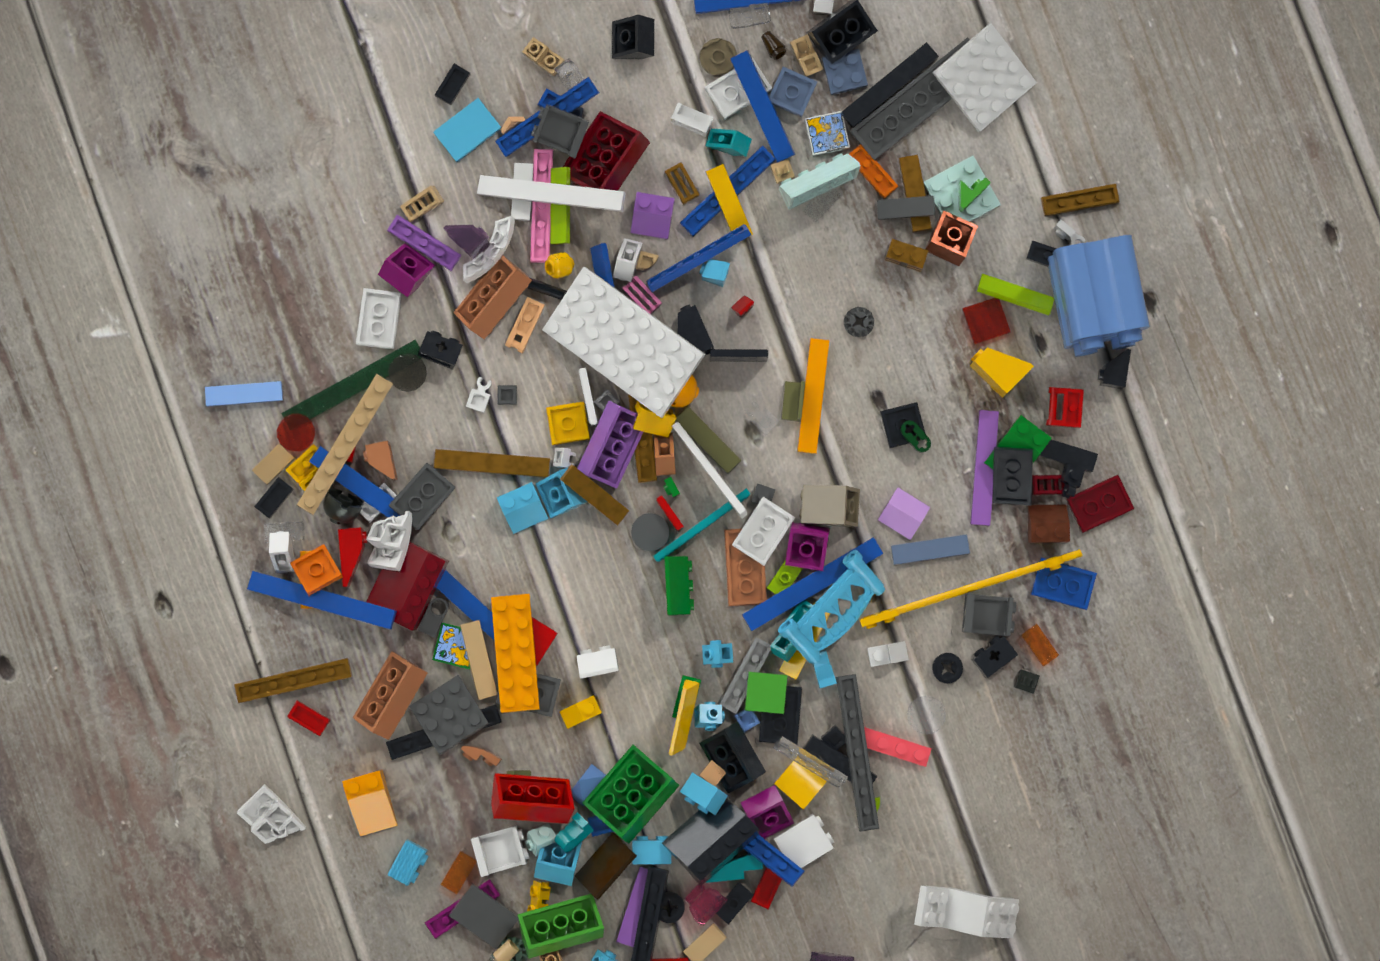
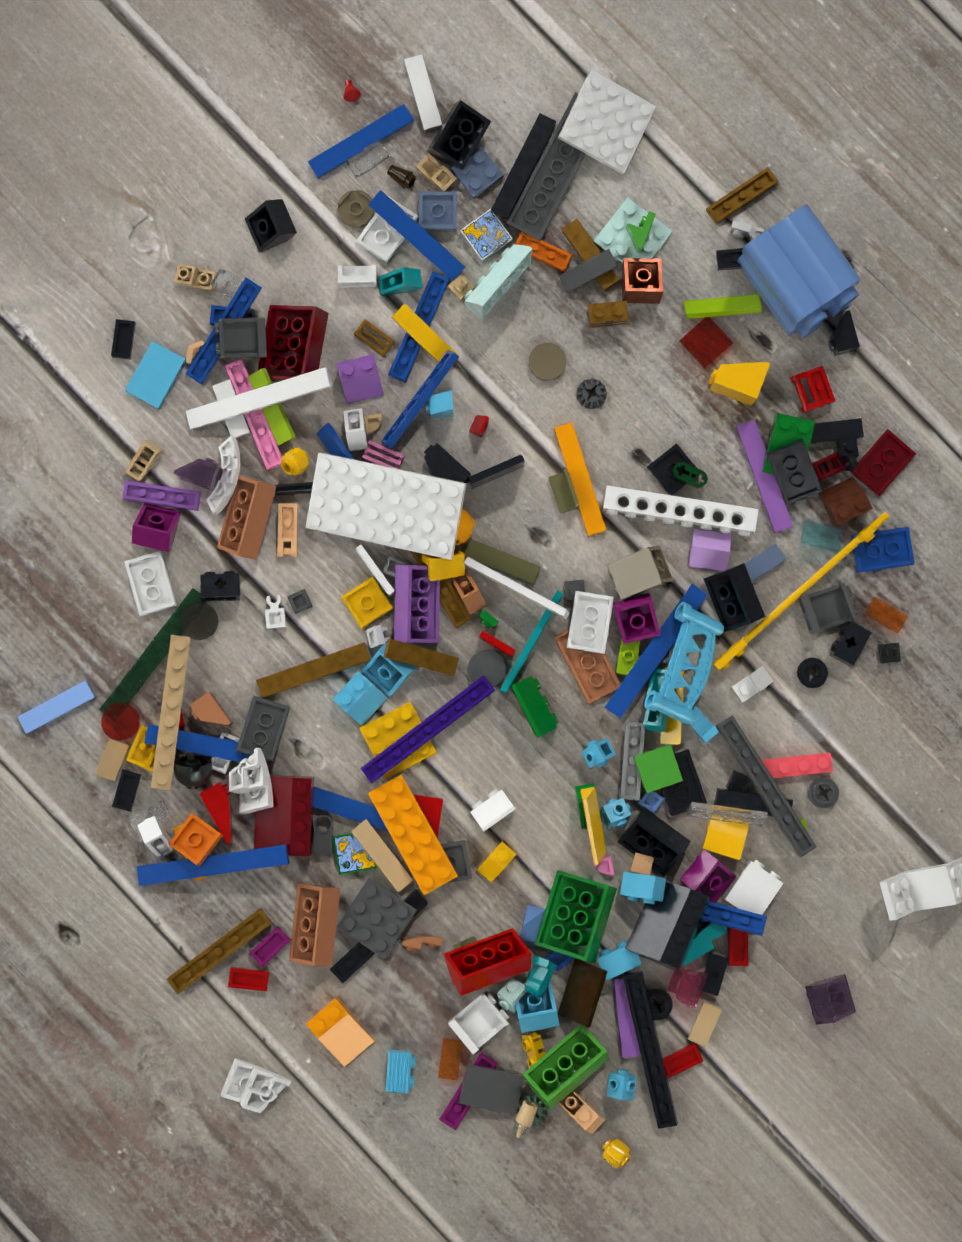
camera: 25 degrees left, 0 degrees up
(341, 697) = (270, 946): none -> magenta tile
(540, 561) = (391, 727): none -> yellow plate
(571, 563) = (427, 729): none -> dark purple tile
(678, 760) = (605, 866): none -> bright pink tile
(831, 274) = (547, 361): none -> dark tan tile
(910, 570) = (739, 602): none -> black slope
(915, 775) = (832, 794): none -> dark grey gear
(952, 497) = (747, 515): none -> white brick
(1012, 546) = (821, 536): none -> clear light blue panel

